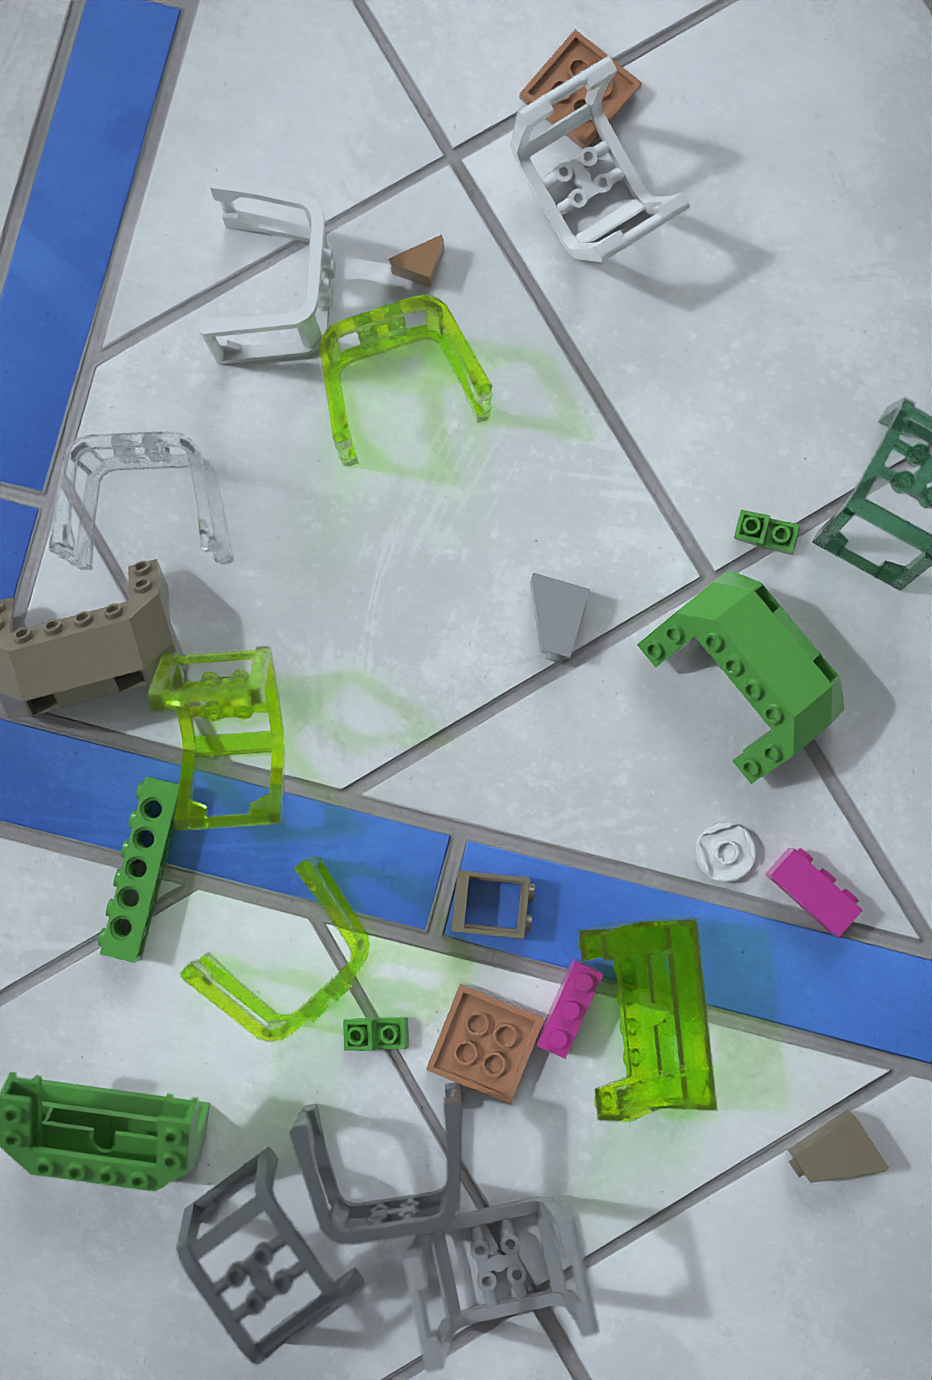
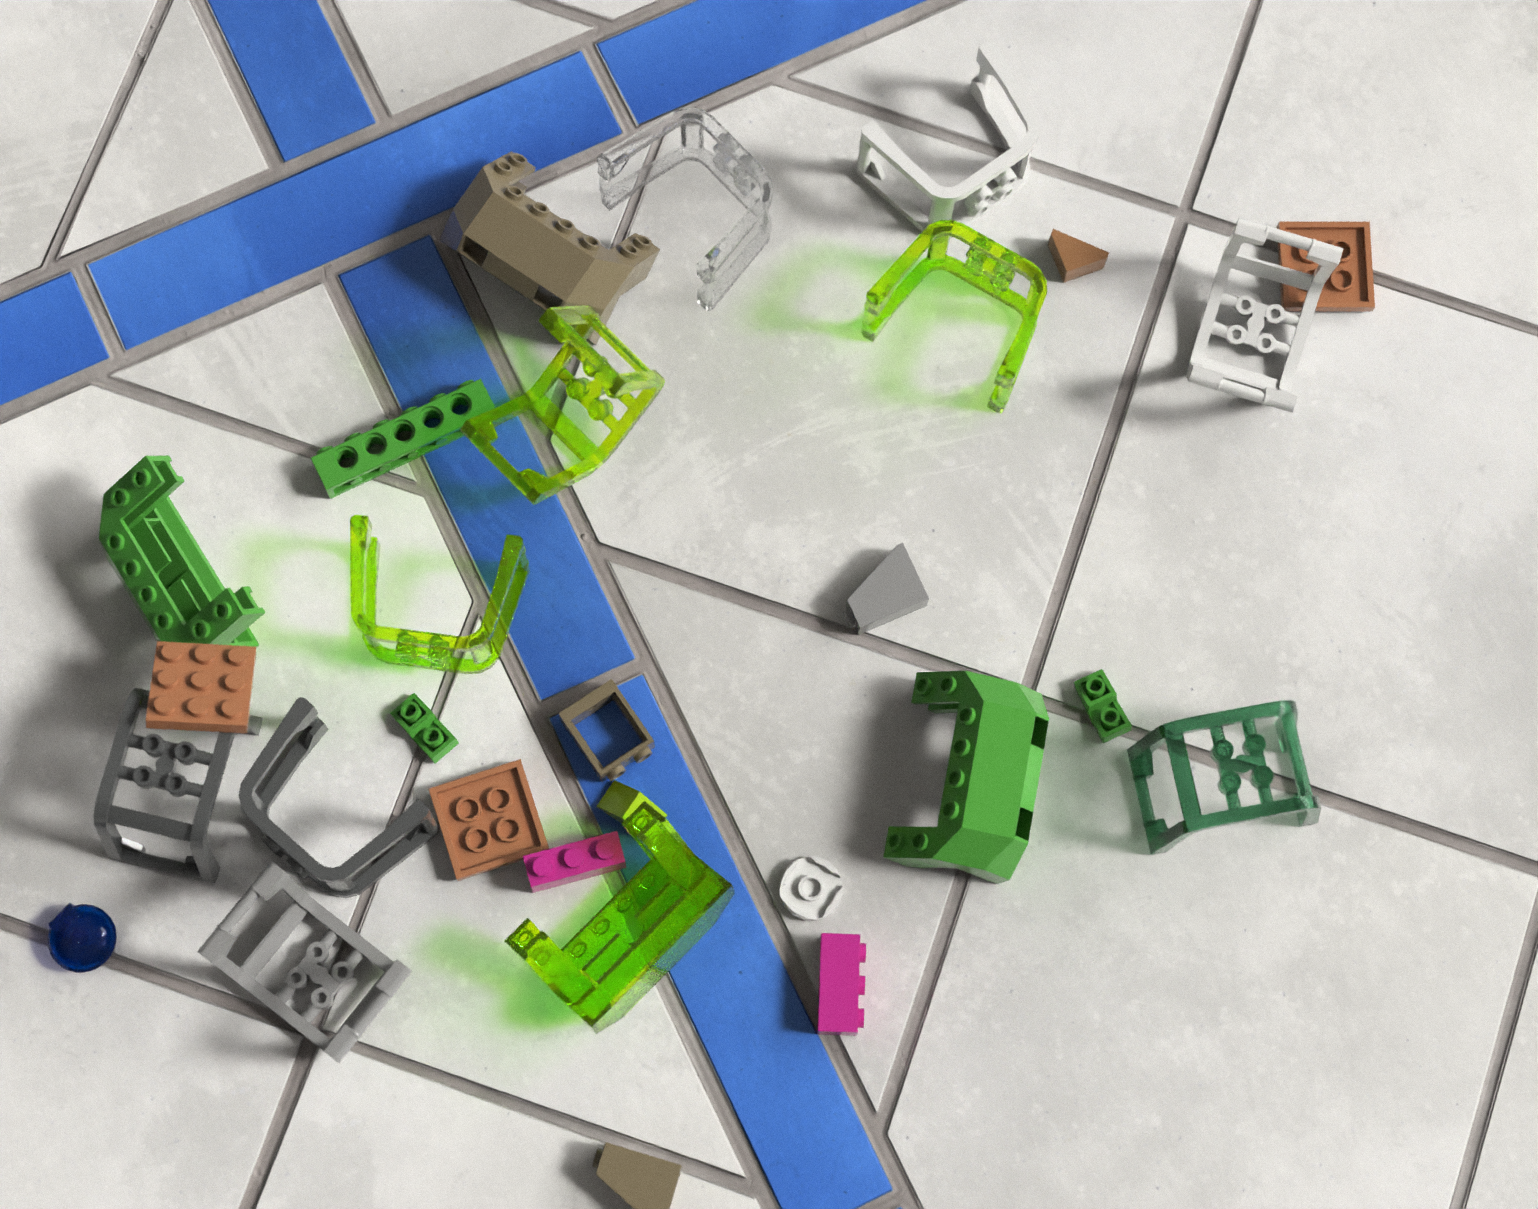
camera: 45 degrees right, 10 degrees down
(220, 1200) = (201, 687): none -> nougat plate
(560, 933) = (622, 801): none -> lime slope

